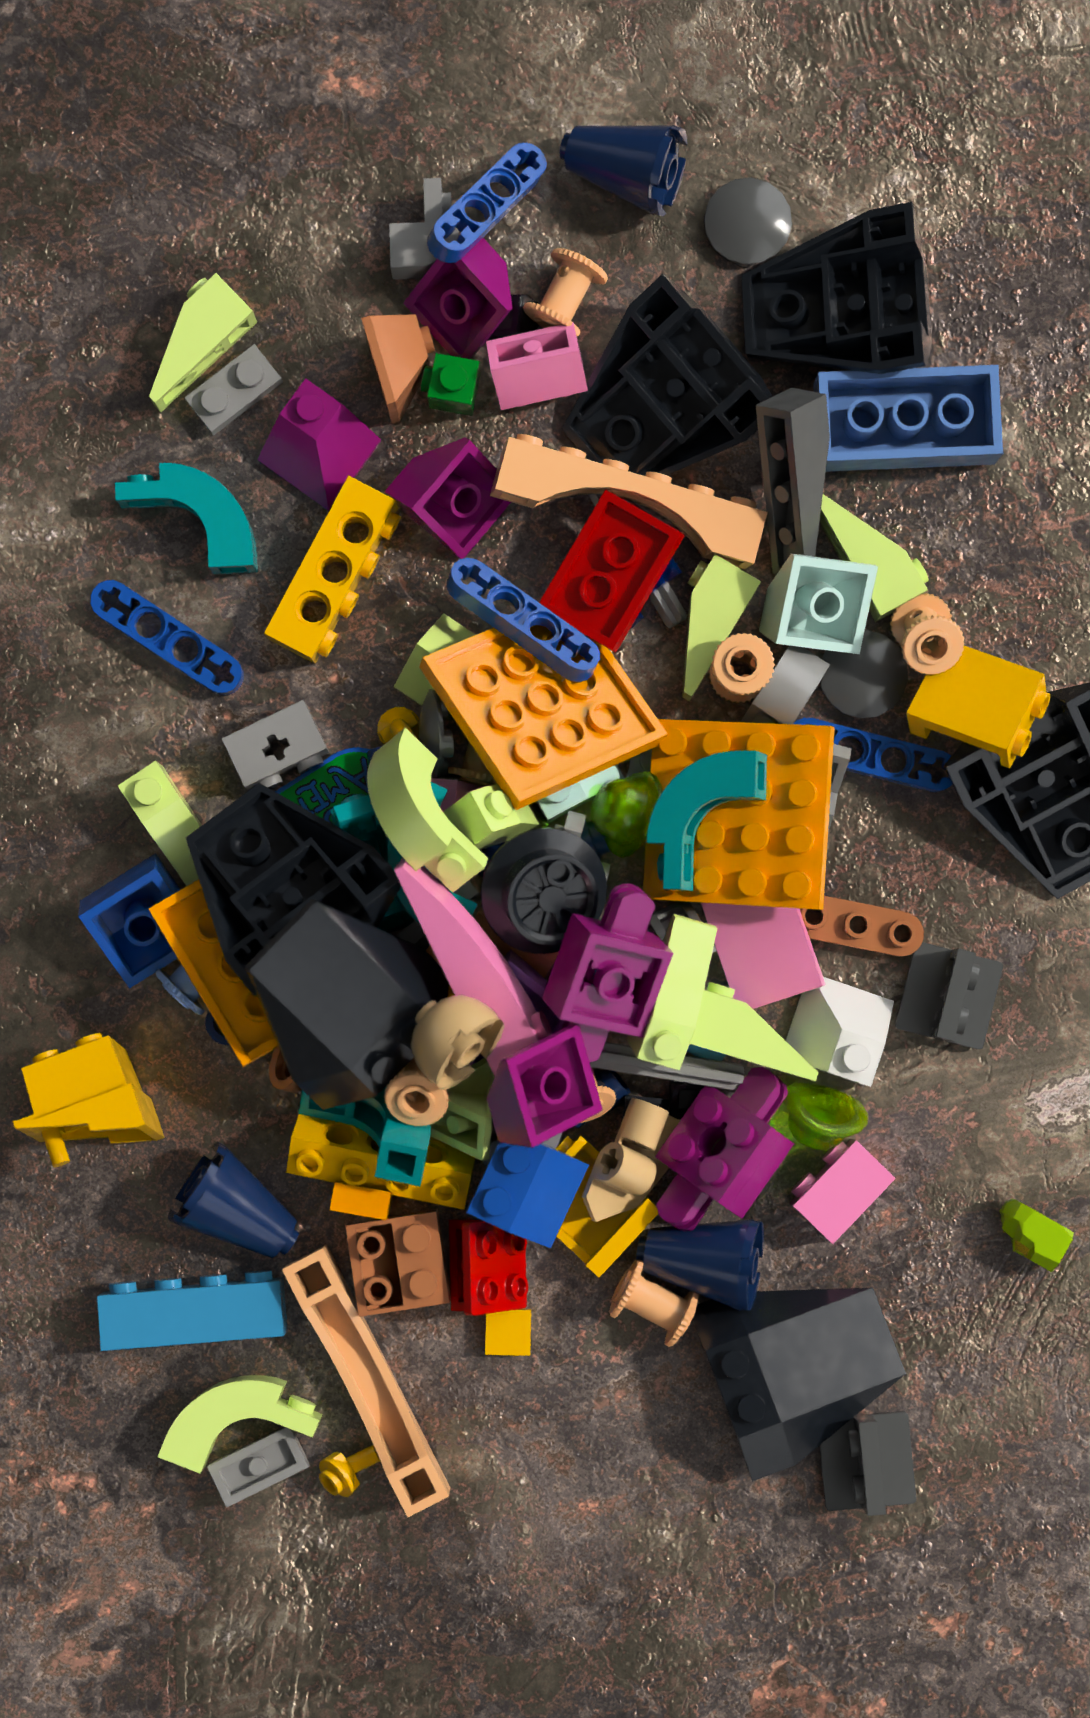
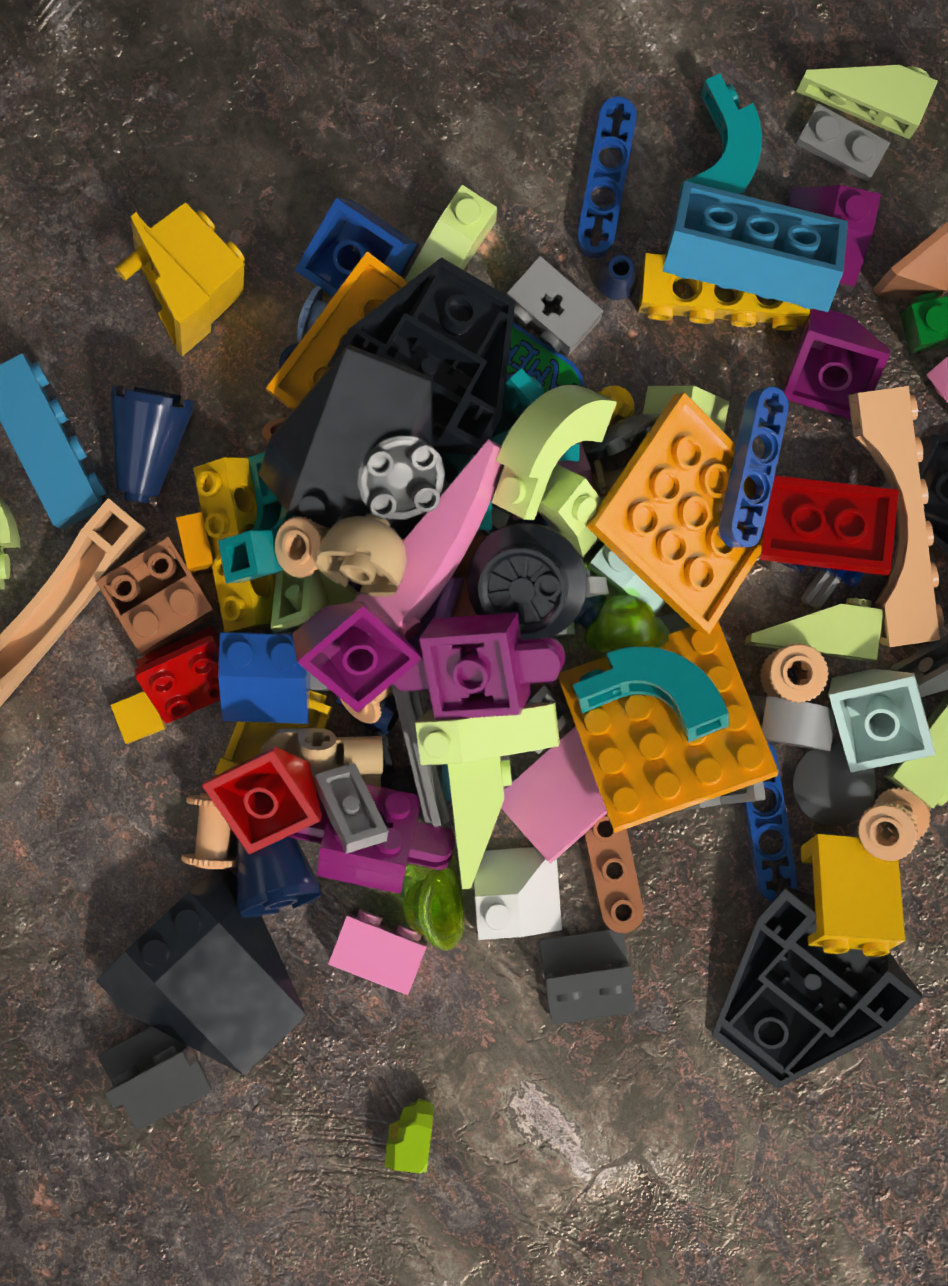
camera: 65 degrees right, 0 degrees up
(279, 680) = (616, 286): none -> dark blue cone
(306, 523) = (756, 247): none -> dark azure slope
(395, 970) = (401, 478): none -> dish
(647, 1235) = (266, 798): none -> red slope
(692, 1156) = (350, 808): none -> light grey plate

